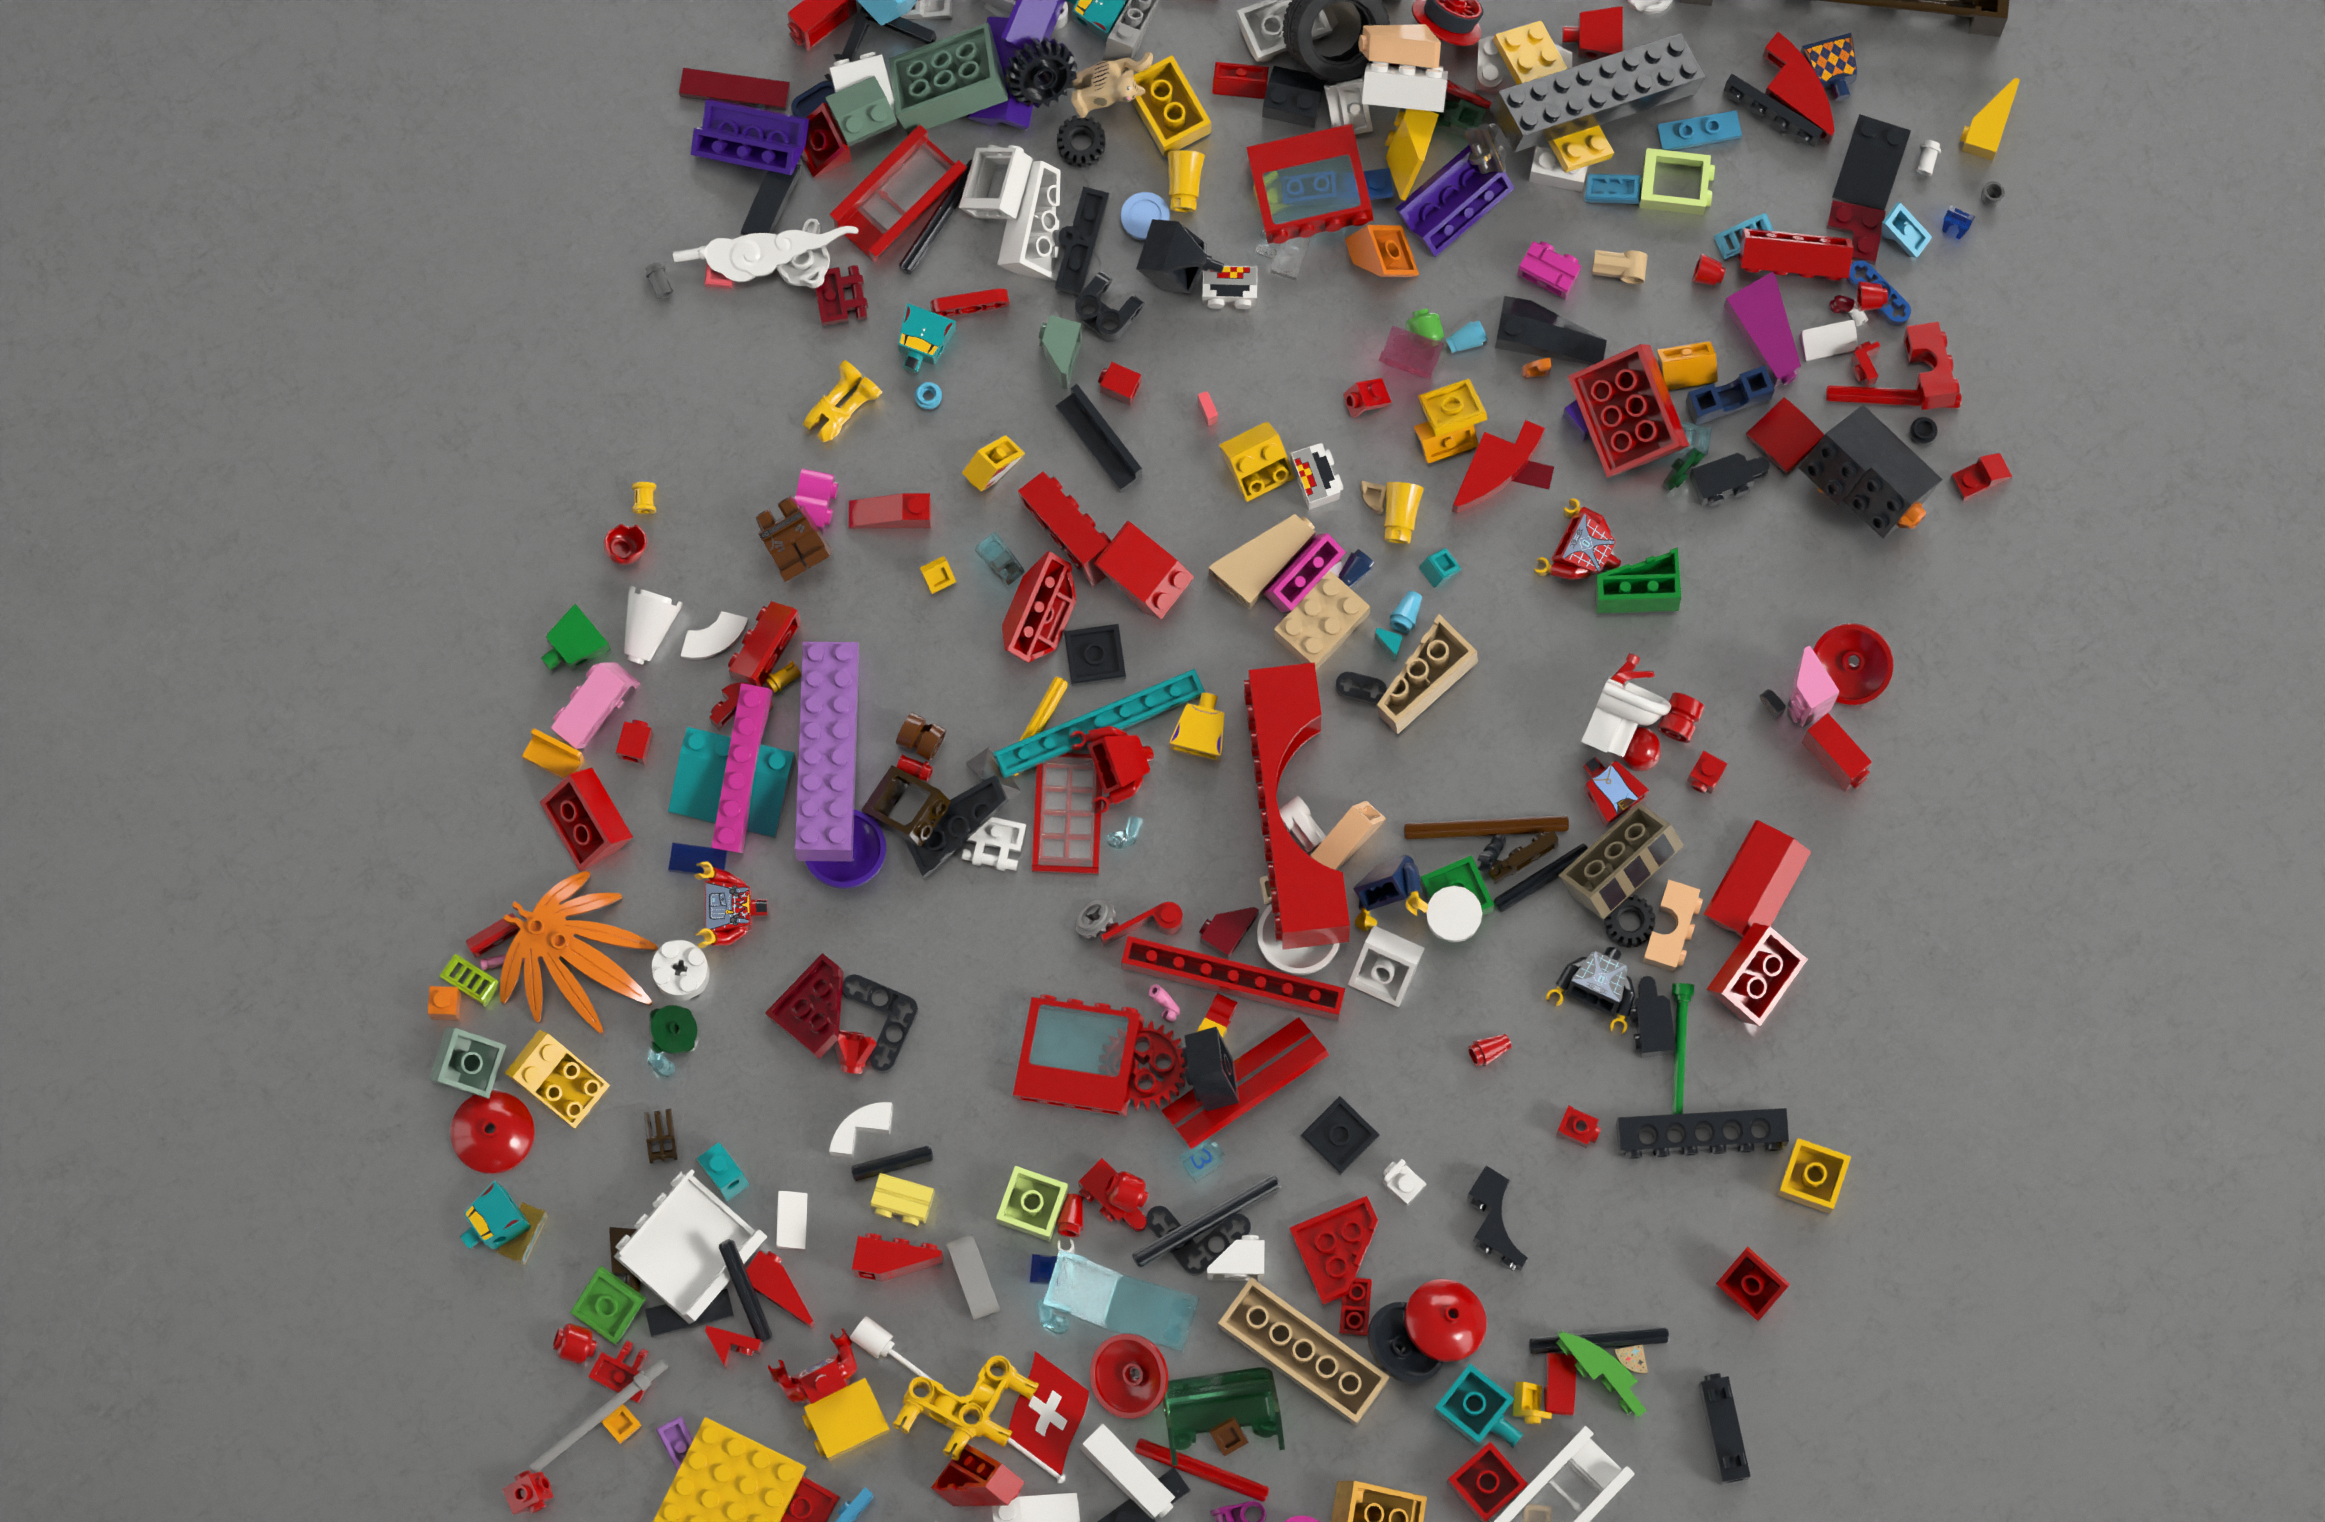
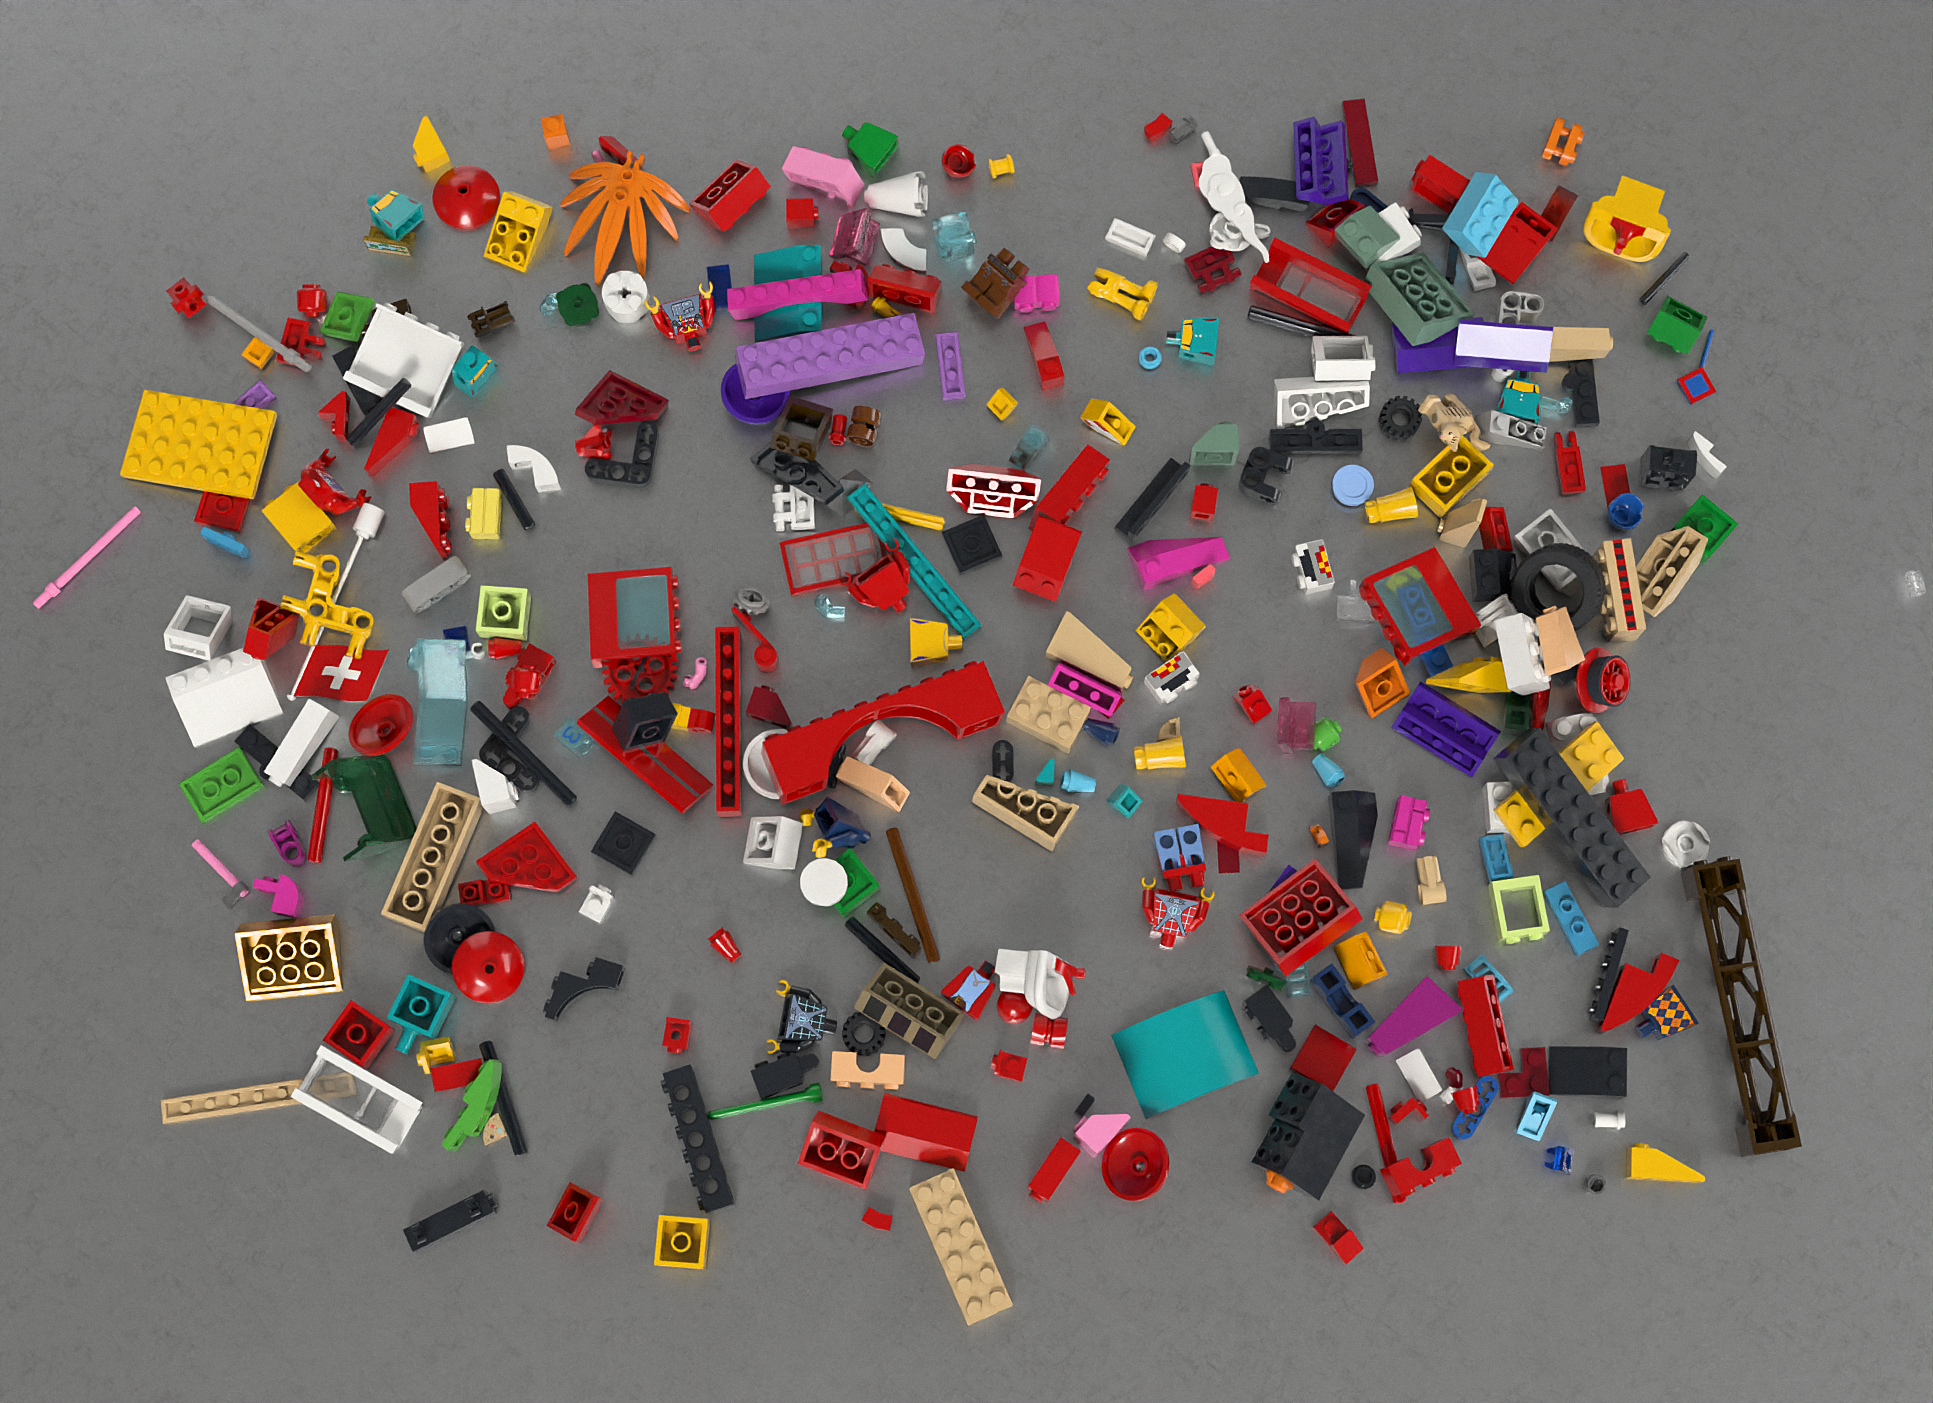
camera: 75 degrees right, 0 degrees up
(418, 1158) = (428, 147): none -> yellow slope
(467, 1062) = (512, 160): sand green slope -> none
(488, 992) = (573, 162): lime slope -> none
(552, 755) = (774, 157): light orange panel -> none
(649, 308) = (1158, 127): none -> red piece
(683, 688) = (855, 237): none -> clear pink bracket
(719, 572) = (953, 236): none -> clear light blue brick
(774, 377) = (1130, 237): none -> white tile
(797, 329) = (1174, 242): none -> white tile
(872, 622) = (950, 366): none -> medium lavender tile
(970, 302) = (1236, 367): red beam -> none
(1057, 74) = (1444, 349): black gear -> none
(1174, 257) = (1321, 512): black piece -> none
(1174, 439) = (1173, 558): none -> dark pink wedge
(1228, 104) = (1462, 523): none -> tan wedge
(1229, 1436) = (353, 818): reddish brown plate -> none
(1452, 407) = (1262, 773): yellow tile -> none
(1485, 149) = (1492, 739): flat silver hips -> none
(1491, 852) = (889, 902): black piece -> none
(1521, 522) = (1184, 863): none -> medium blue hips
(1641, 587) = (1153, 969): green wedge -> none
(1650, 316) = (1393, 917): none -> yellow head
(1743, 581) = (1184, 1053): none -> teal sticker
(1840, 959) = (877, 1220): none -> red piece
(1893, 876) = (960, 1247): none -> tan brick

